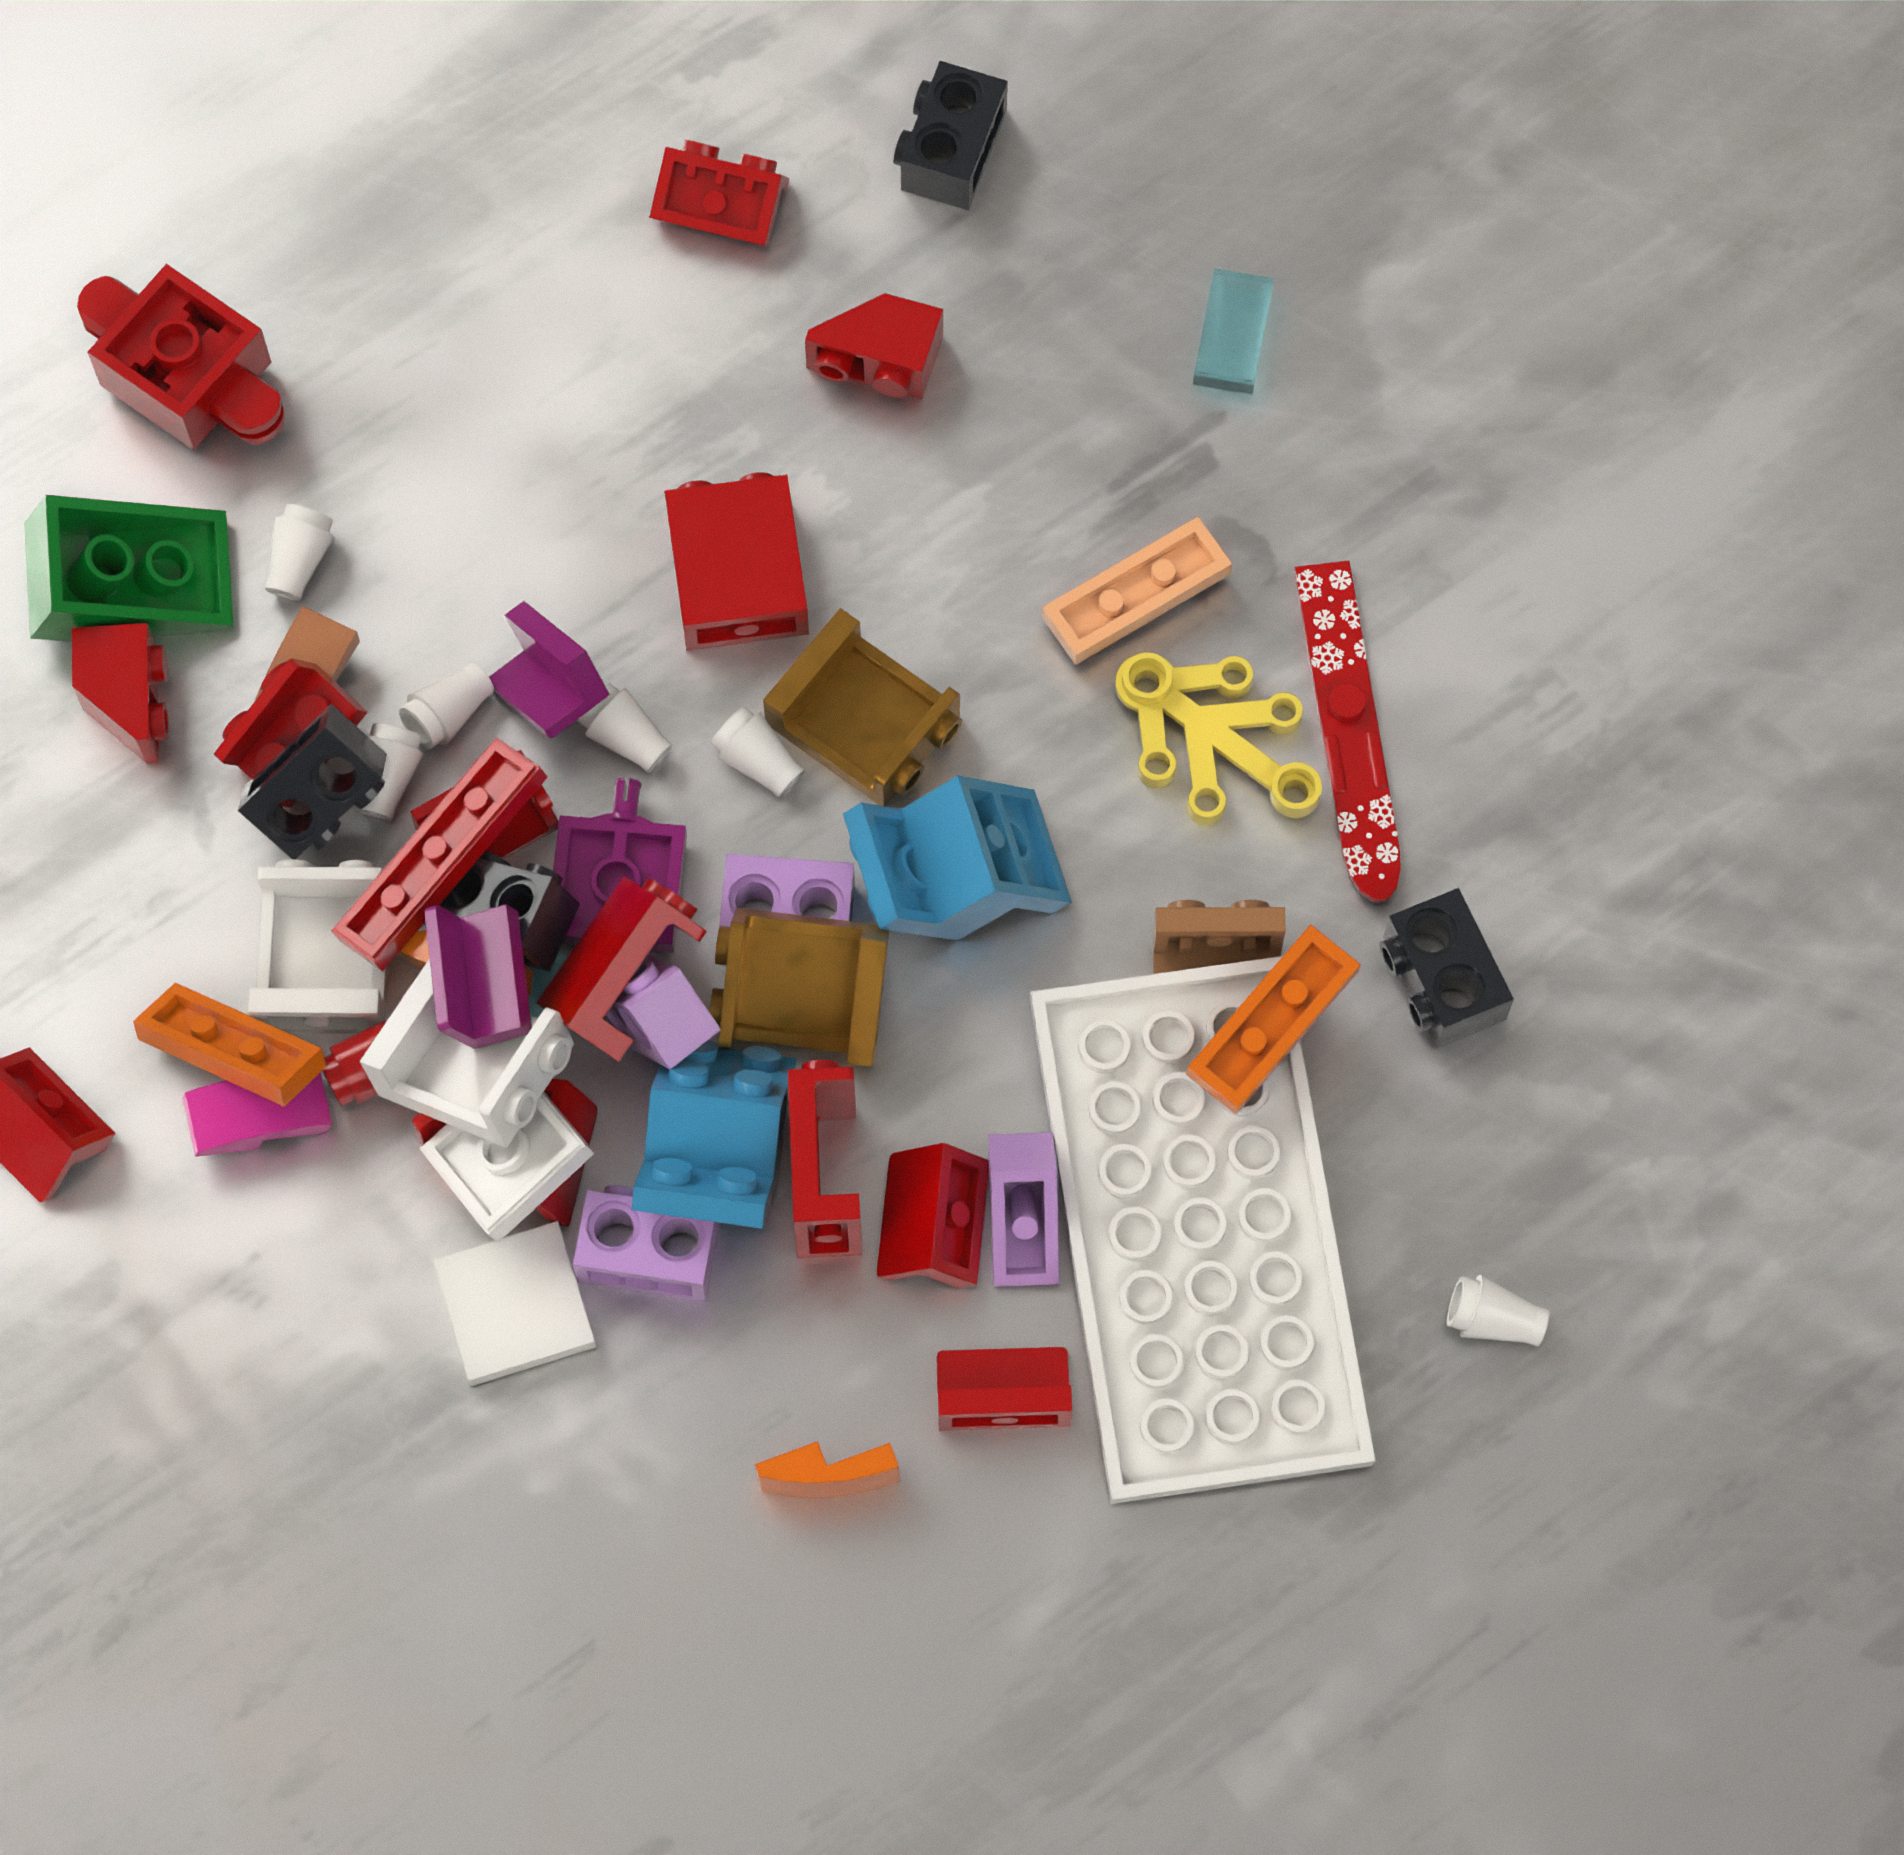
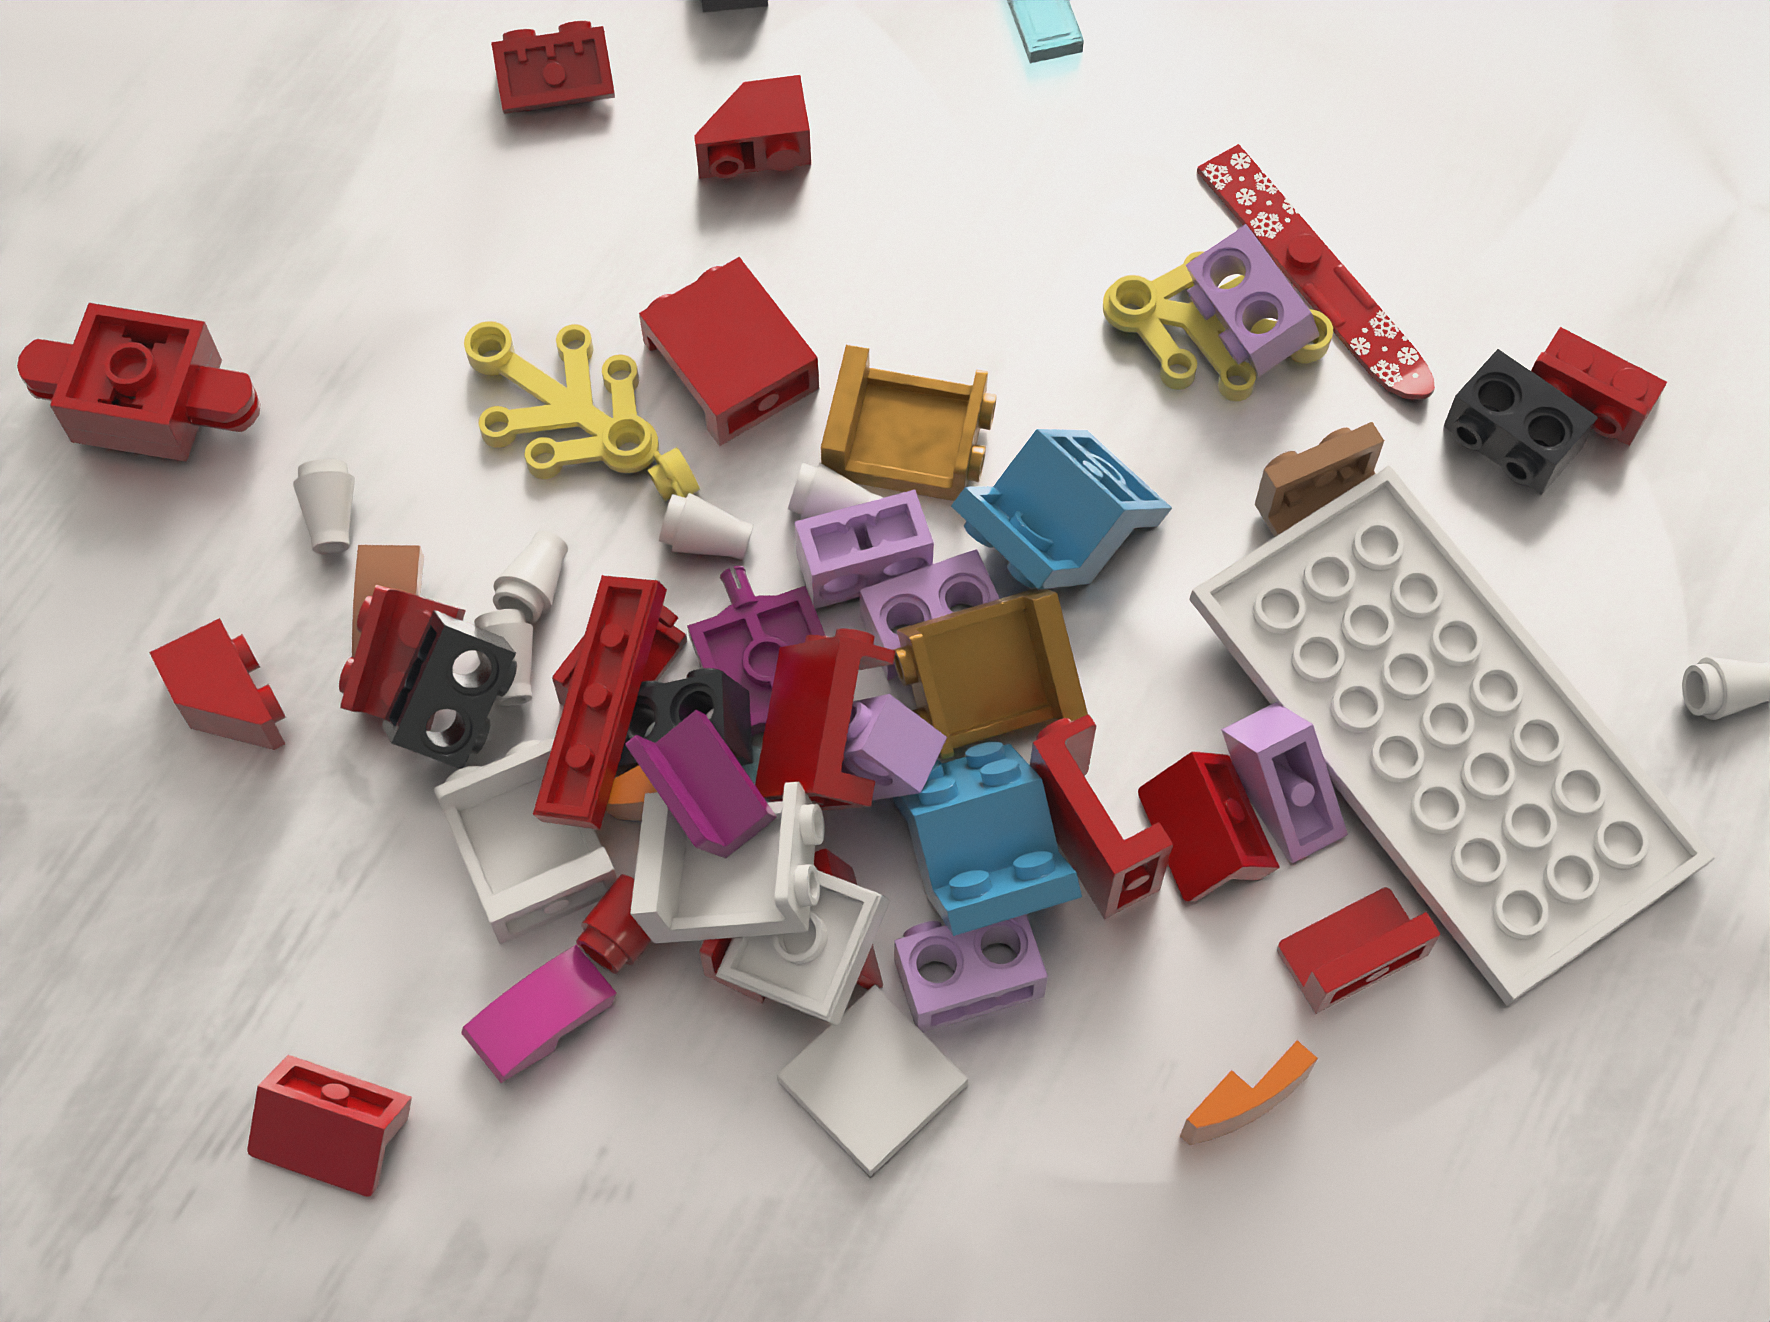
camera: 25 degrees left, 5 degrees down
(126, 566) = (167, 579): green slope -> none
(230, 1044) = (486, 961): orange plate -> none
(549, 680) = (618, 506): magenta panel -> none
(563, 549) = (564, 405): none -> light yellow plant
(623, 663) = (672, 475): none -> light yellow plate
(752, 814) = (862, 546): none -> lavender brick
(1136, 590) = (1081, 235): light nougat plate -> none
(1259, 731) = (1259, 296): none -> lavender brick
(1273, 1019) = (1417, 518): orange plate -> none
(1549, 965) = (1601, 383): none -> red bracket

